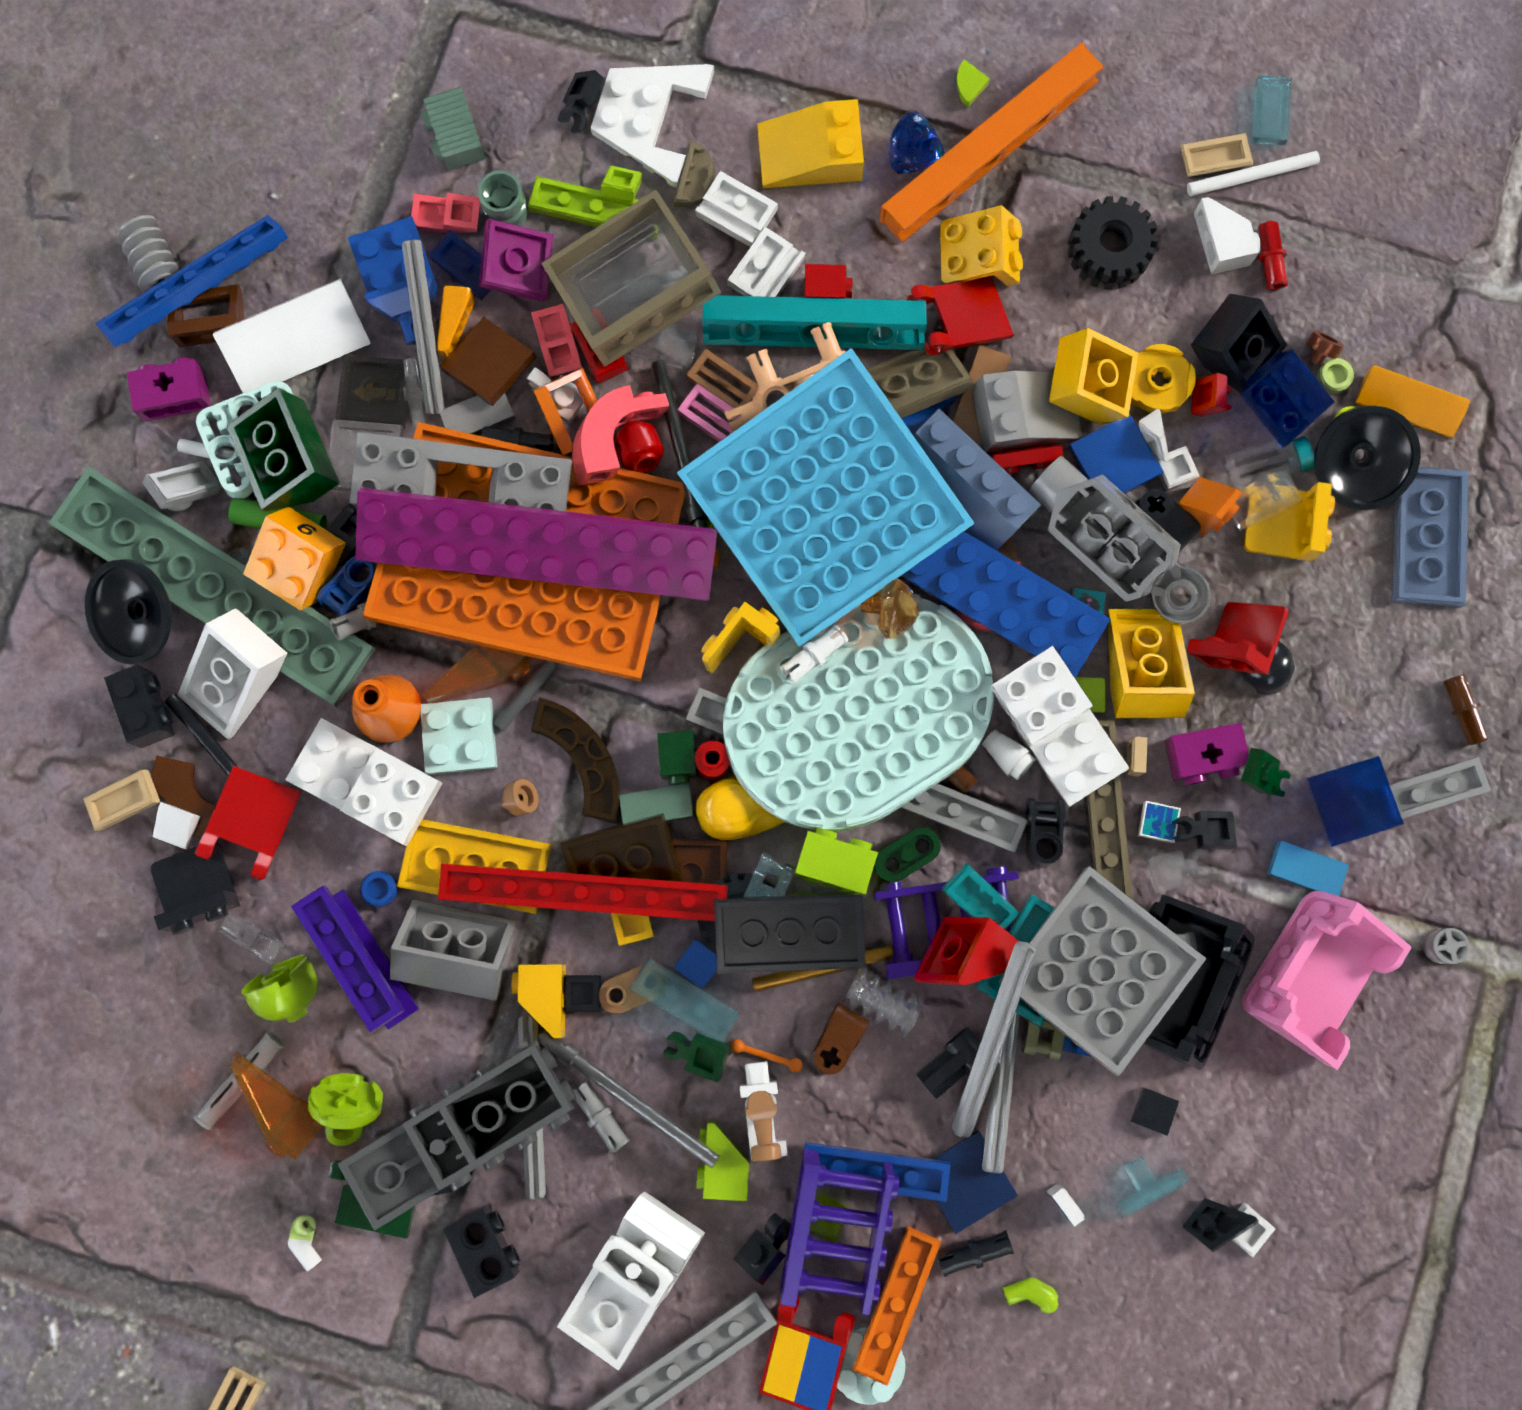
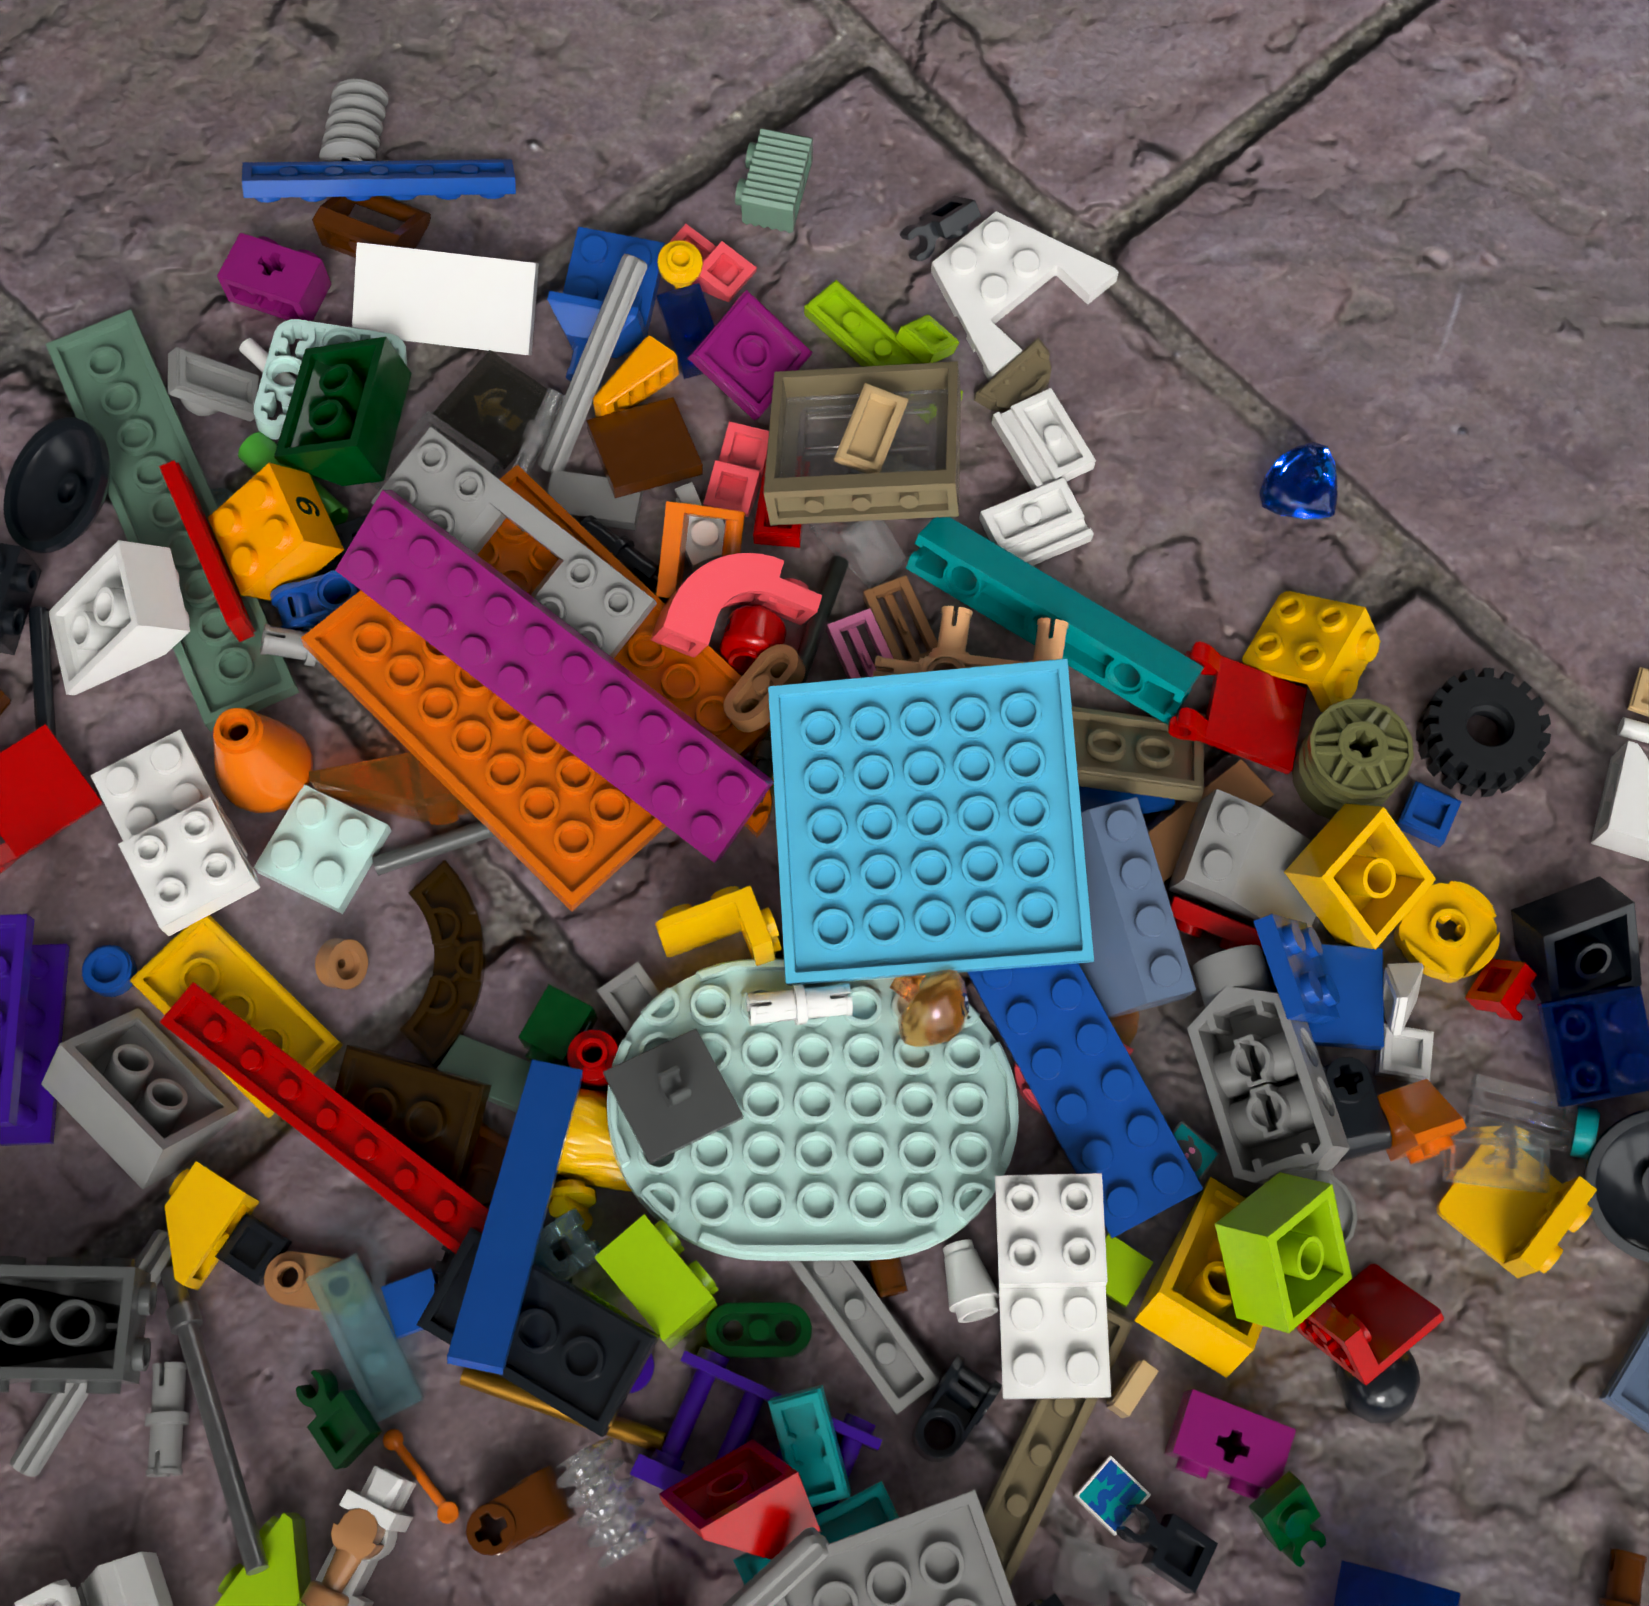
camera: 30 degrees right, 10 degrees down
(259, 594) = (208, 551): none -> red tile
(431, 224) = (680, 263): none -> yellow plate
(503, 198) = (779, 280): sand green wheel -> none
(632, 267) = (871, 430): none -> tan tile
(632, 928) = (363, 1206): yellow plate -> none
(665, 475) = (749, 699): none -> medium nougat plate
(737, 877) = (515, 1219): none -> blue tile
(750, 850) = (570, 1195): none -> yellow plate
(776, 753) = (672, 1095): none -> dark grey piece
(812, 146) = (1179, 421): yellow slope -> none
(827, 281) = (1098, 579): red brick -> none
(970, 83) = (1416, 454): lime tile -> none
(990, 143) = (1399, 534): orange tile -> none
(1039, 323) = (1333, 775): none -> olive wheel
(1083, 449) = (1296, 969): none -> blue plate
(1107, 313) = (1428, 814): none -> blue tile
(1181, 627) = (1283, 1251): none -> lime brick

